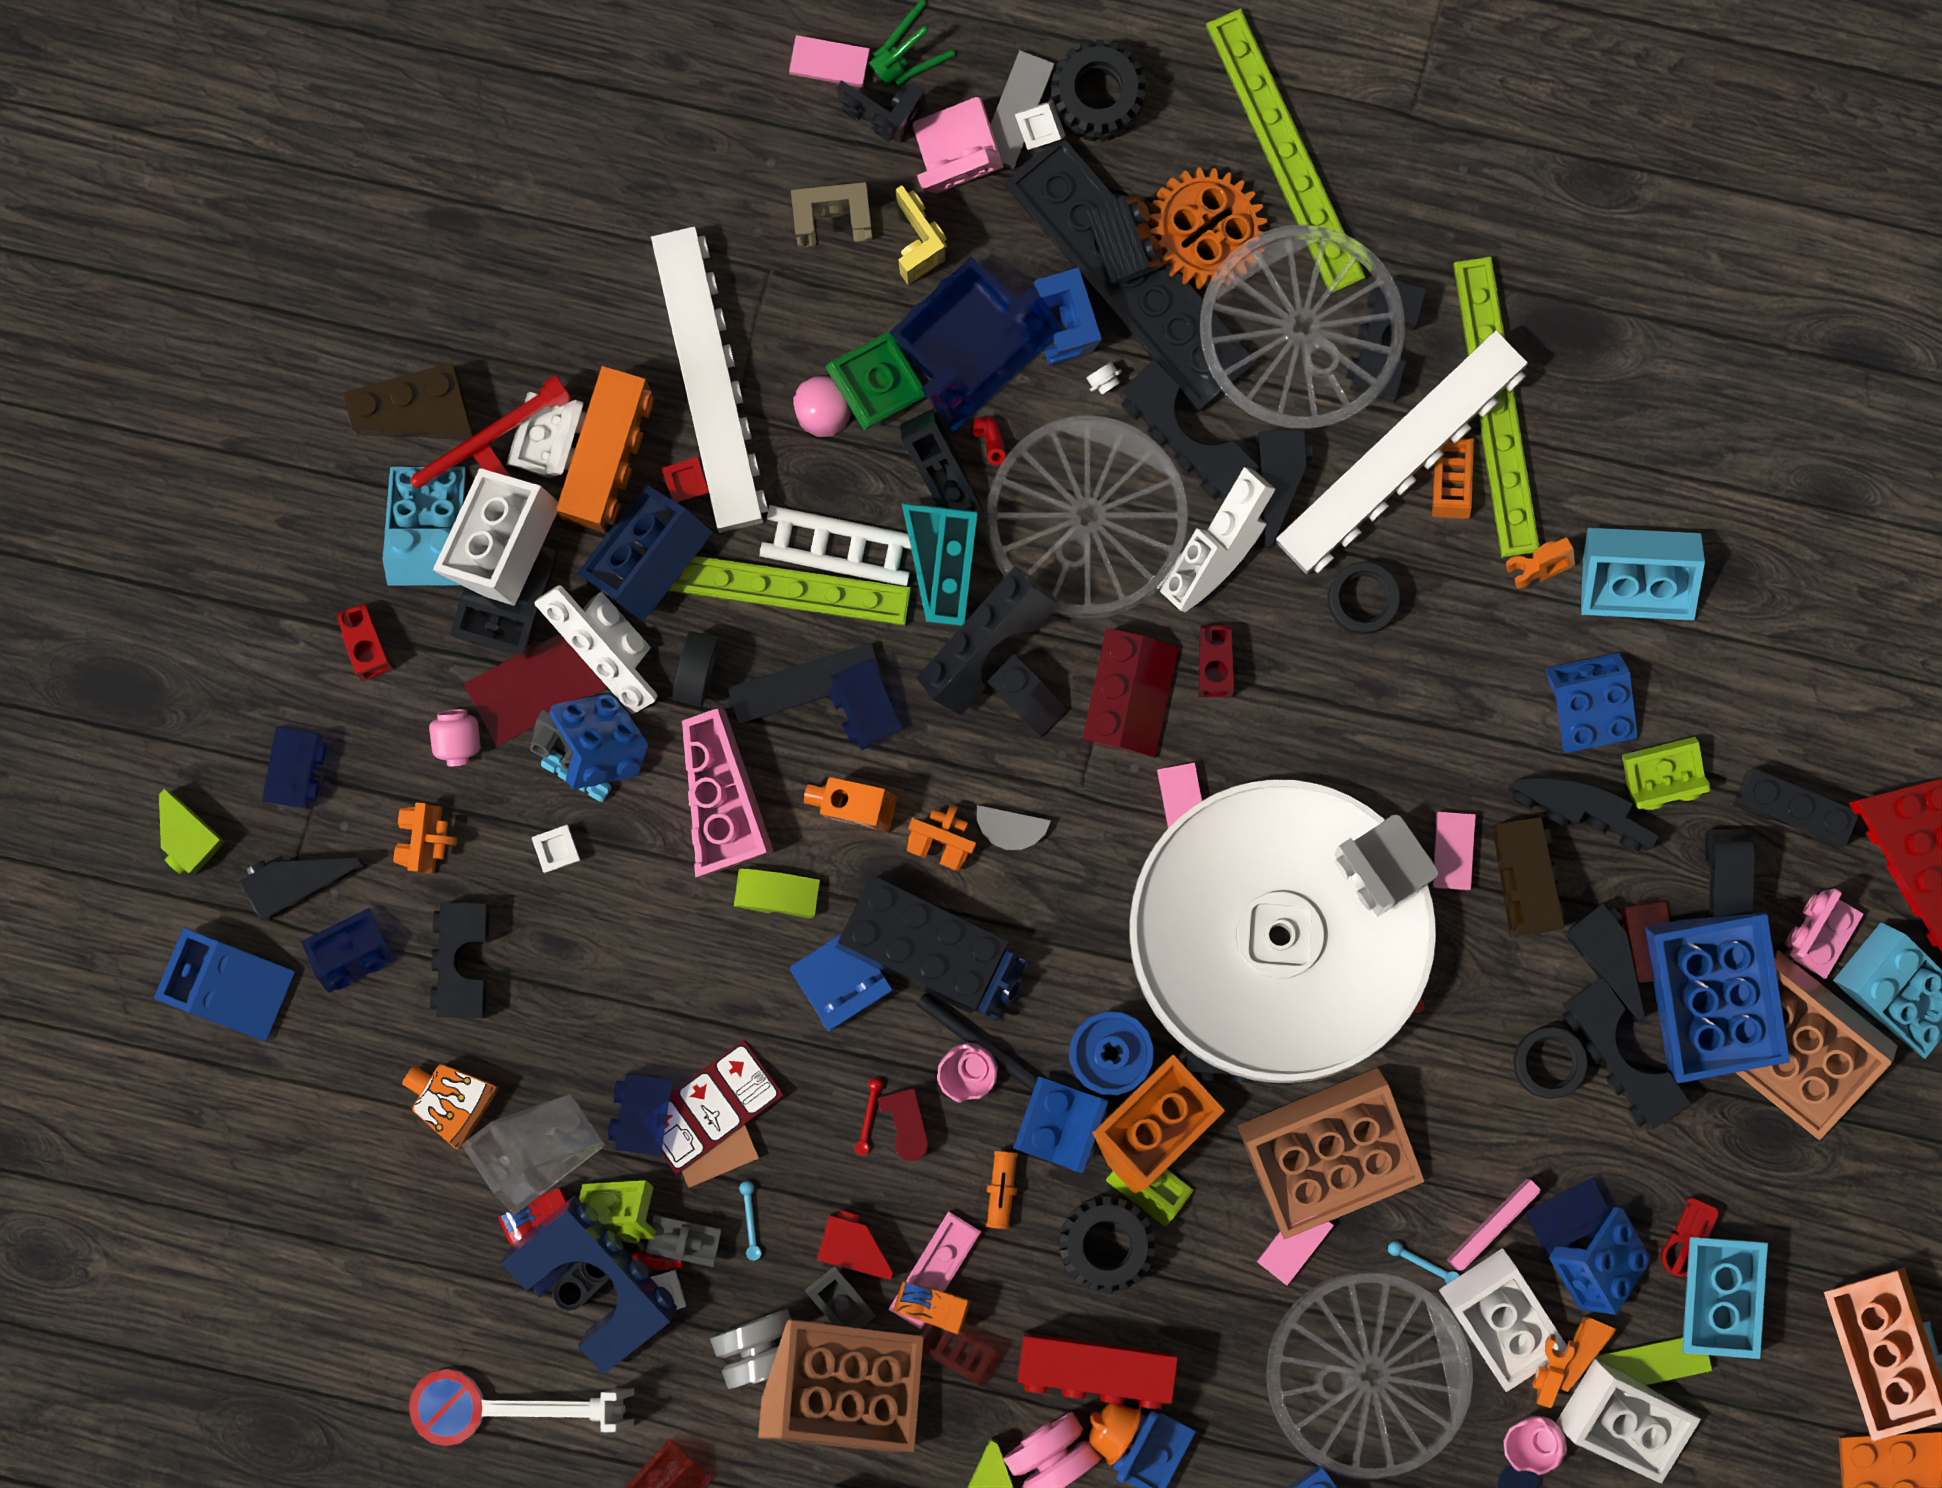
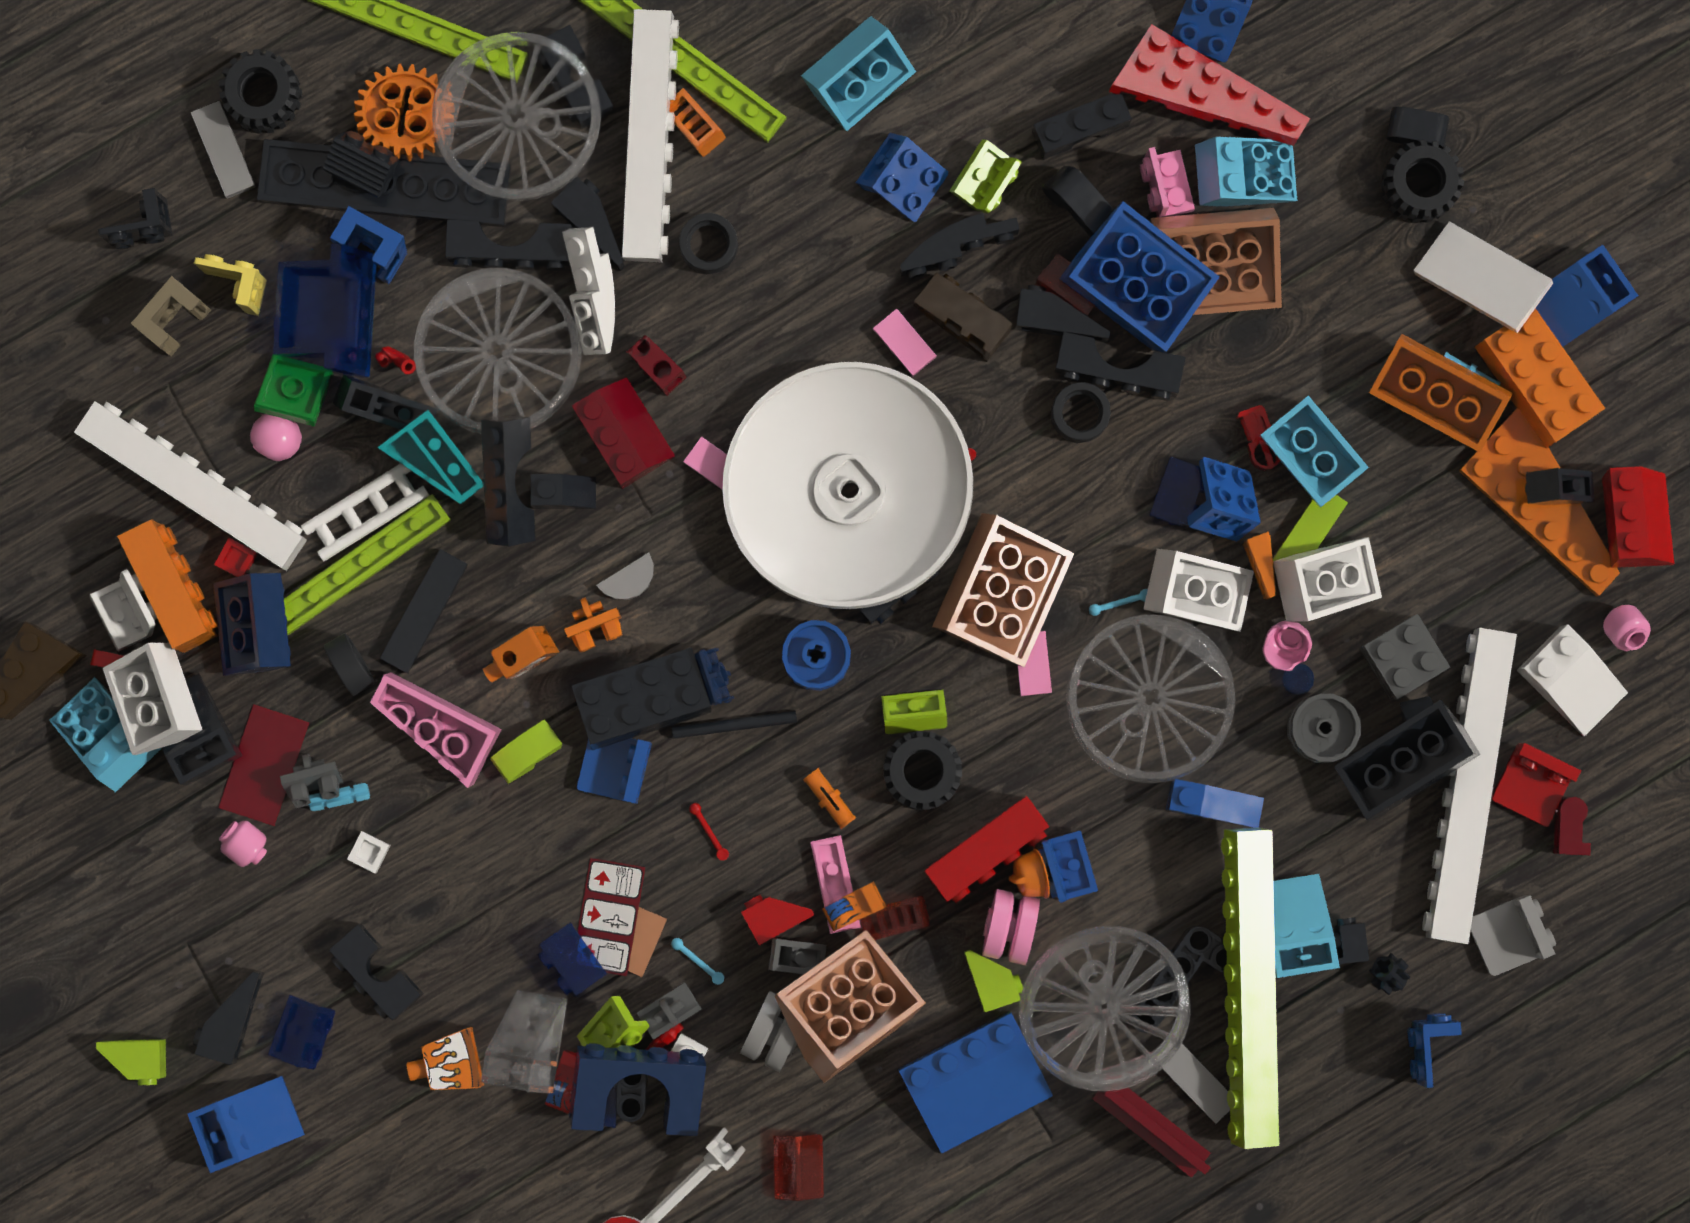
camera: 45 degrees left, 0 degrees up
(293, 768) = (164, 955): clear blue bracket -> none
(363, 643) = (134, 840): red leg -> none
(427, 838) = (284, 919): orange hips -> none
(550, 395) = (104, 583): red piece -> none
(602, 740) = (333, 759): blue bracket -> none
(603, 642) = (278, 701): white bracket -> none
(829, 61) = (81, 226): bright pink tile -> none
(864, 703) = (471, 588): clear blue bracket -> none
(890, 63) = (120, 193): green plant -> none
(911, 1135) = (745, 818): dark red leg -> none
(956, 146) = (207, 204): bright pink bracket -> none
(967, 1072) = (742, 748): bright pink hair -> none
(1040, 125) = (245, 144): white plate -> none
(1061, 1125) = (827, 725): blue bracket -> none
(1104, 378) = (429, 259): white plate -> none
(1156, 1125) = (883, 671): orange slope -> none
(1385, 865) = (871, 387): light grey bracket -> none
(1493, 1225) = (1139, 540): bright pink tile -> none
(1546, 562) = (796, 117): orange plate -> none
(1549, 1378) = (1257, 598): orange plate -> none

